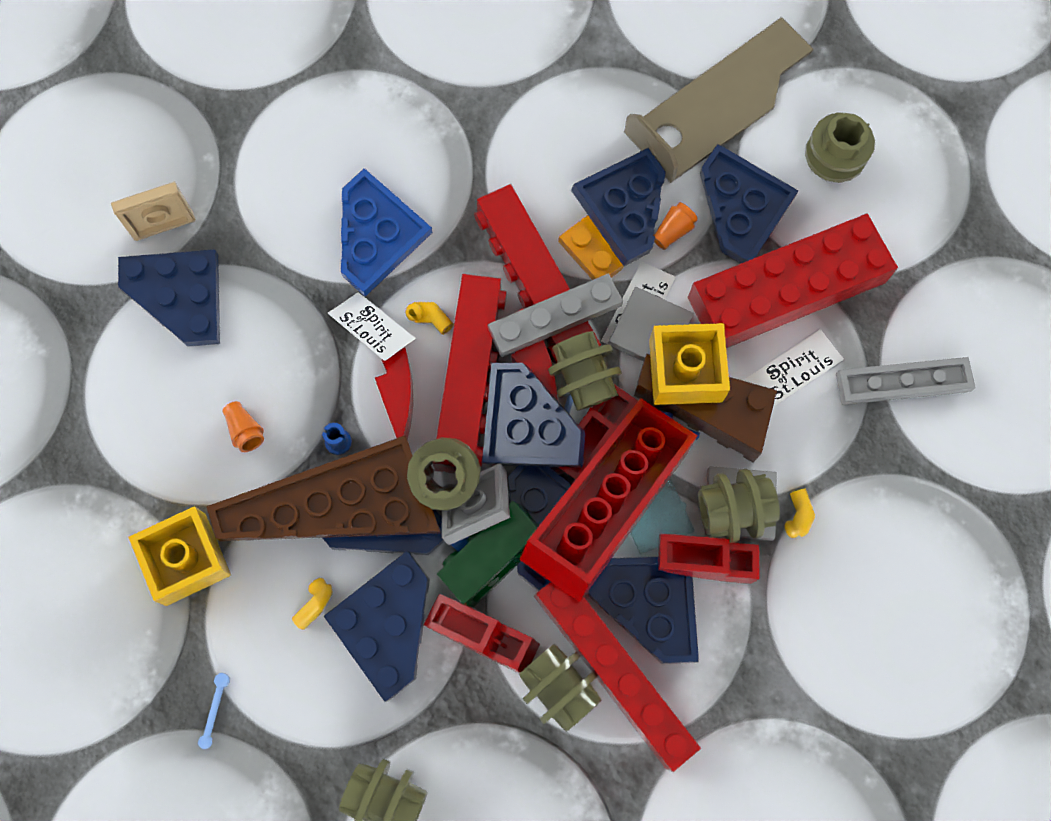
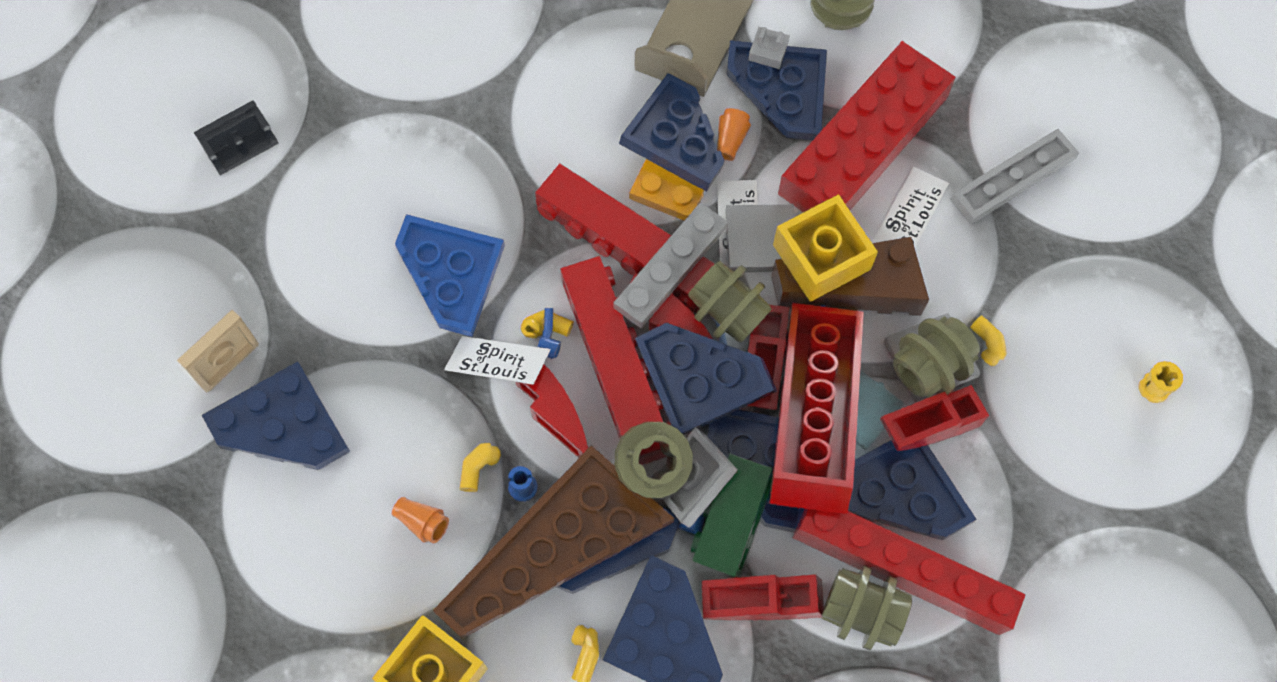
camera: 25 degrees left, 5 degrees down
(263, 40) = (236, 137): none -> black hinge
(309, 402) = (474, 462): none -> yellow arm
(421, 331) = (546, 340): none -> blue hand
(747, 165) = (769, 47): none -> light grey tile
(940, 620) = (1161, 381): none -> yellow bush

